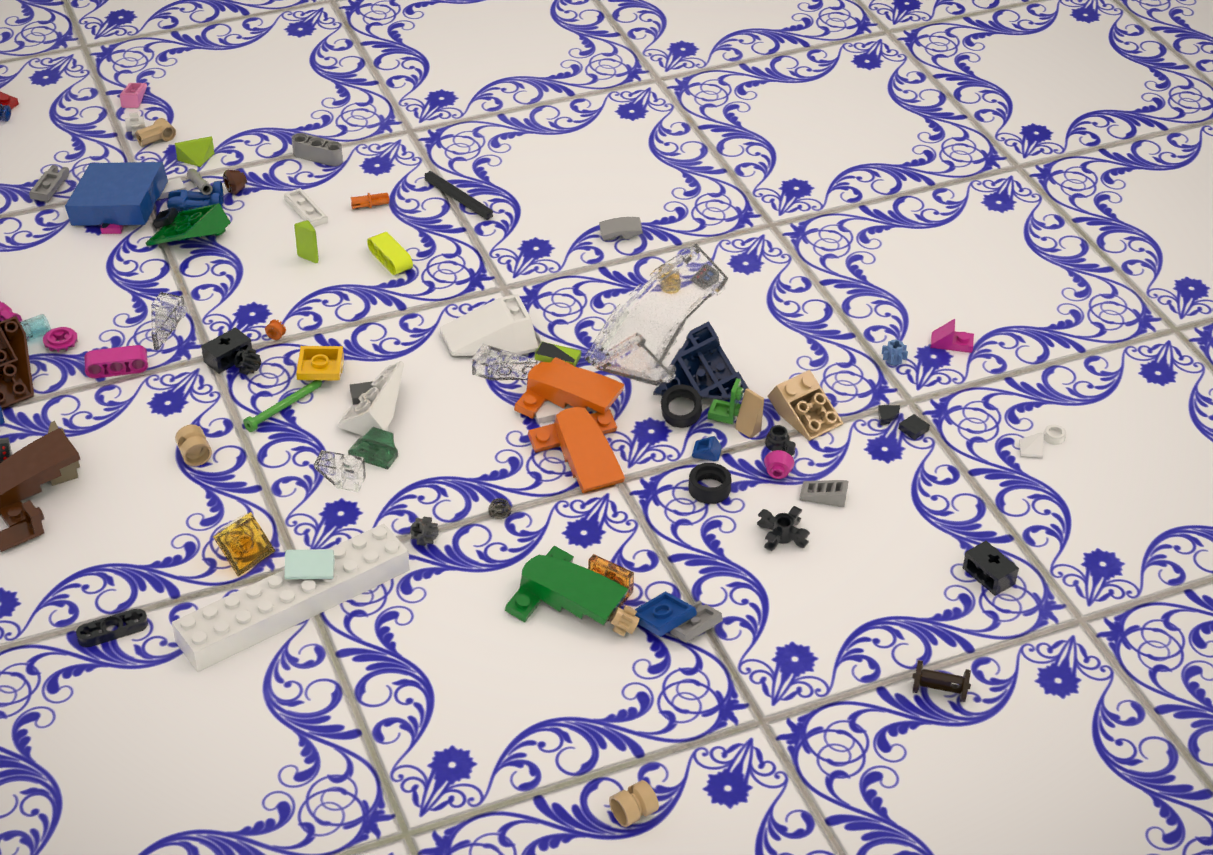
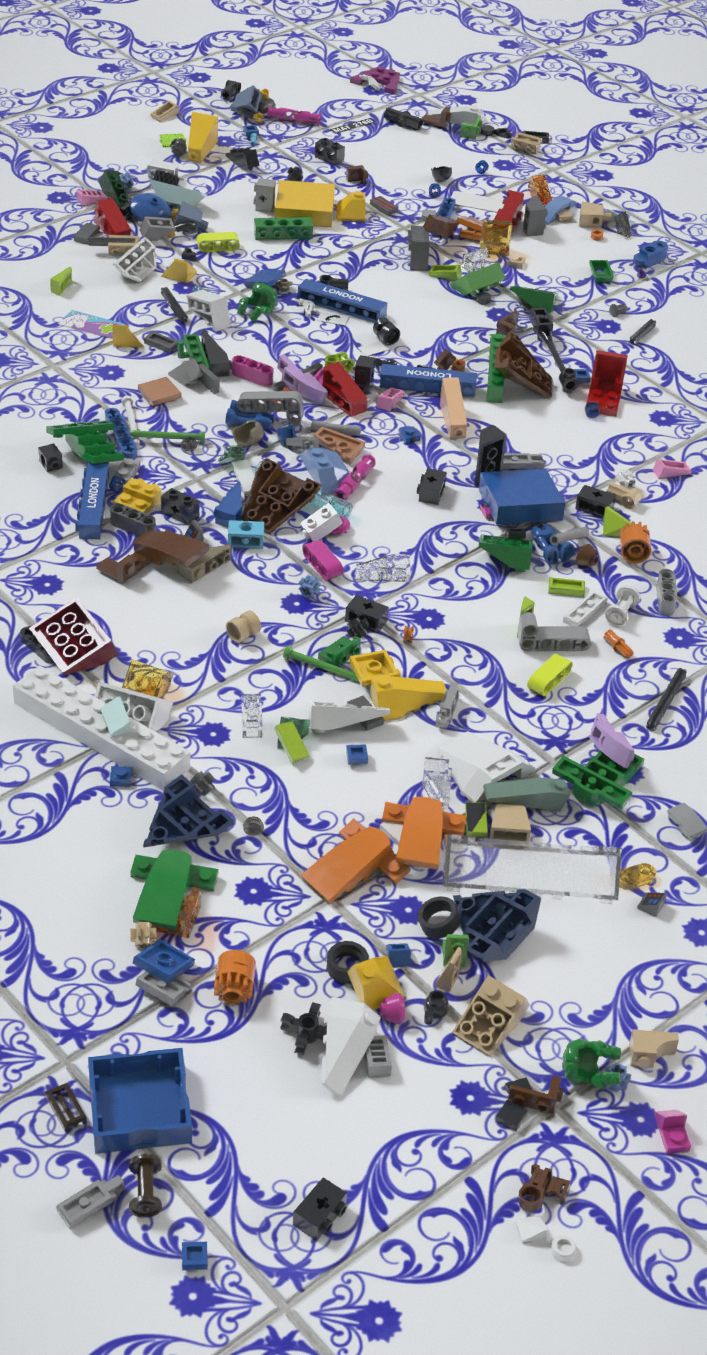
camera: 70 degrees right, 0 degrees up
(31, 410) = (246, 534): none -> medium azure brick
(42, 191) = (490, 451): none -> black slope
(49, 251) = (432, 486): none -> black brick
(61, 343) = (321, 523): none -> white brick
(129, 587) = (74, 638): none -> slope
(155, 149) = (594, 501): none -> black brick
(157, 380) = (309, 586): none -> medium blue gear
(238, 143) = (635, 542): none -> orange gear
(264, 210) = (566, 587): none -> lime tile
(267, 559) = (145, 709): none -> white wedge
(271, 385) = (340, 651): none -> green bracket
(332, 186) = (627, 598): none -> white hose
(334, 242) = (551, 638): none -> light grey beam
(364, 356) = (404, 694): none -> yellow wedge
(373, 599) = (120, 776): none -> blue plate
(397, 450) = (291, 742): none -> lime slope
(399, 329) = (448, 707): none -> light grey hinge
(433, 410) = (357, 754): none -> blue plate
(478, 552) = (184, 816): none -> dark blue wedge
(510, 236) = (611, 742): none -> lavender slope
(544, 260) = (599, 780): none -> green slope
(548, 303) = (529, 792): none -> sand green wedge
(576, 331) = (510, 823): none -> tan torso
(710, 561) = (234, 976): none -> orange gear
(745, 467) = (374, 981): none -> yellow slope
(801, 492) = (349, 1034): none -> white wedge
(823, 733) = (73, 1121): none -> dark brown tile
(837, 667) = (139, 1100): none -> blue tile
(869, 325) = (650, 1045): none -> tan arch
(879, 367) = (581, 1063): none -> green hair
(906, 397) = (536, 1100): none -> reddish brown bracket
(946, 729) = (89, 1200): none -> light grey hinge
(995, 426) = (539, 1184): none -> reddish brown piece
(1022, 665) = (194, 1256): none -> blue plate

